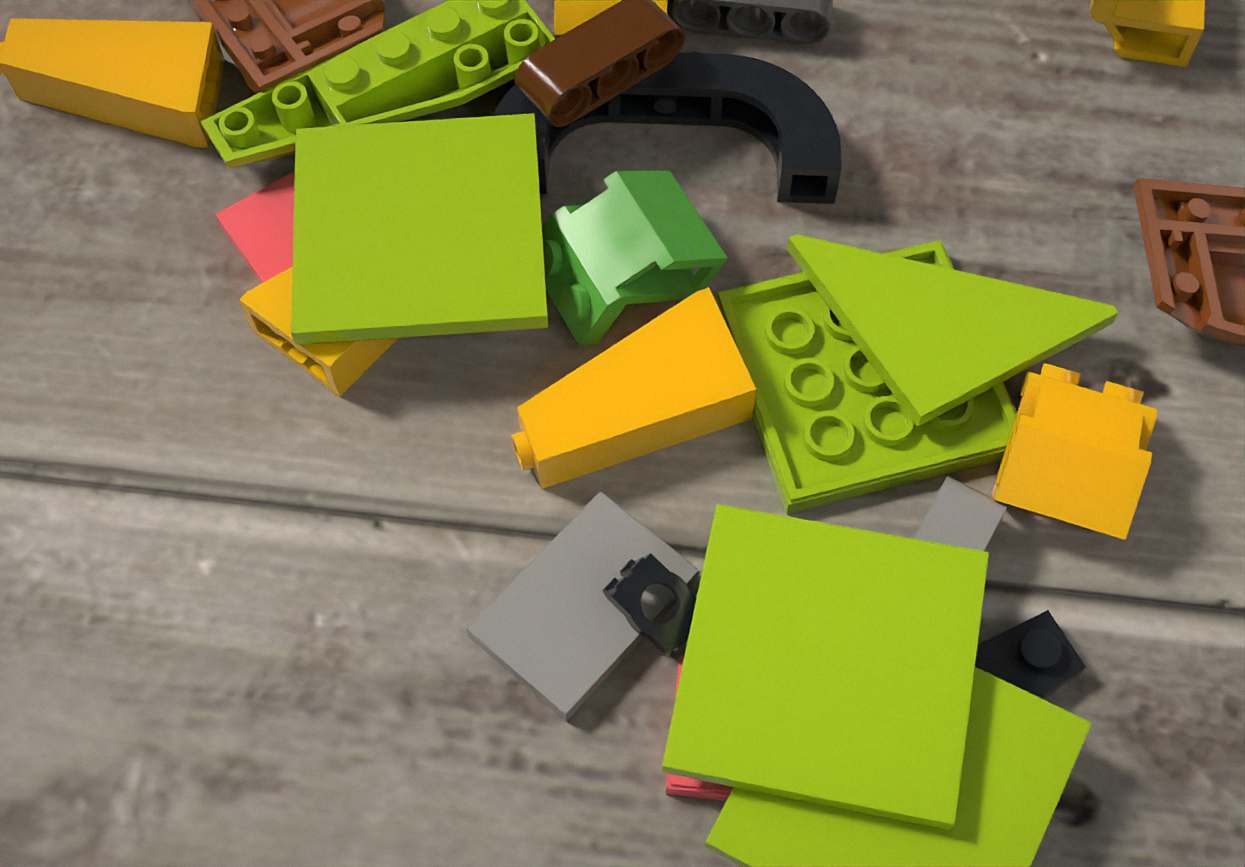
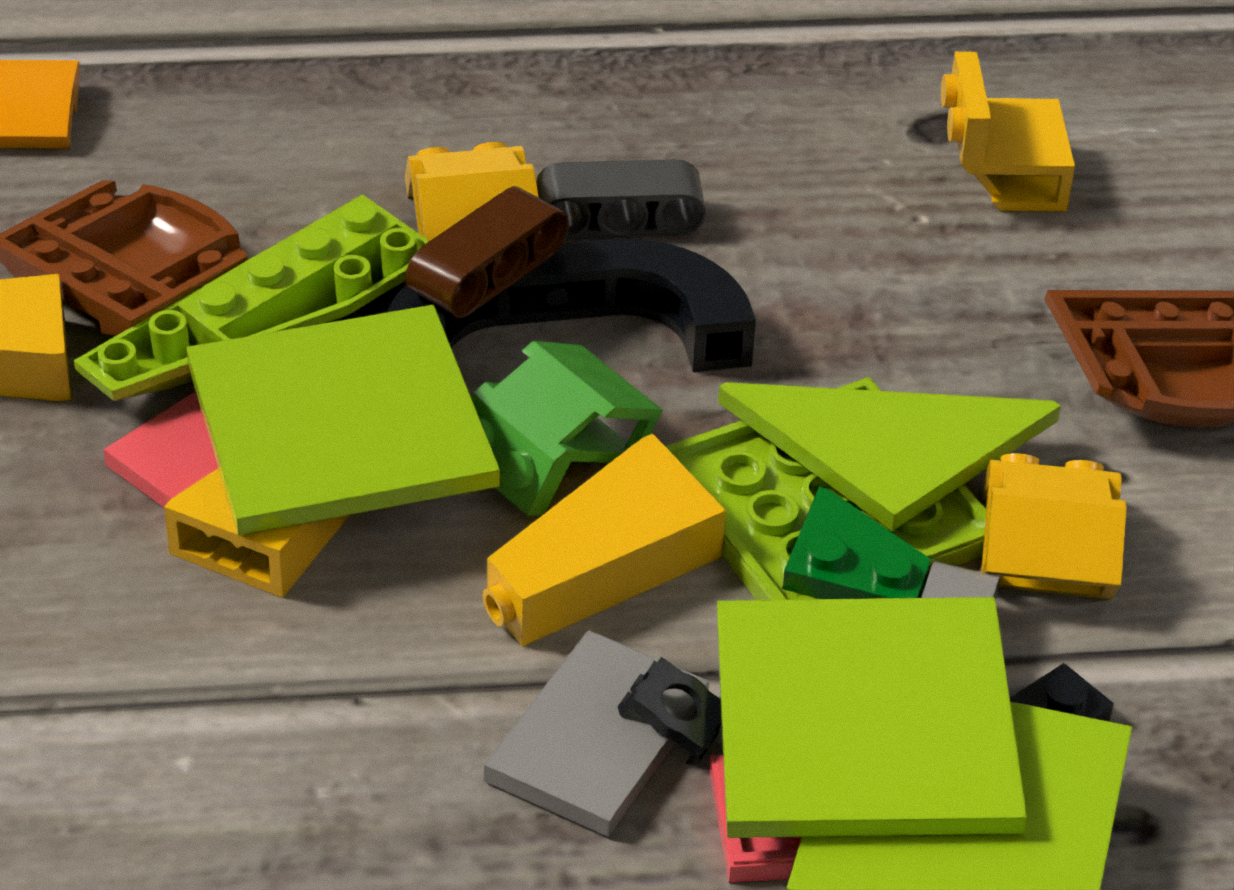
camera: 15 degrees left, 20 degrees down
(871, 459) = (851, 556): none -> green wing

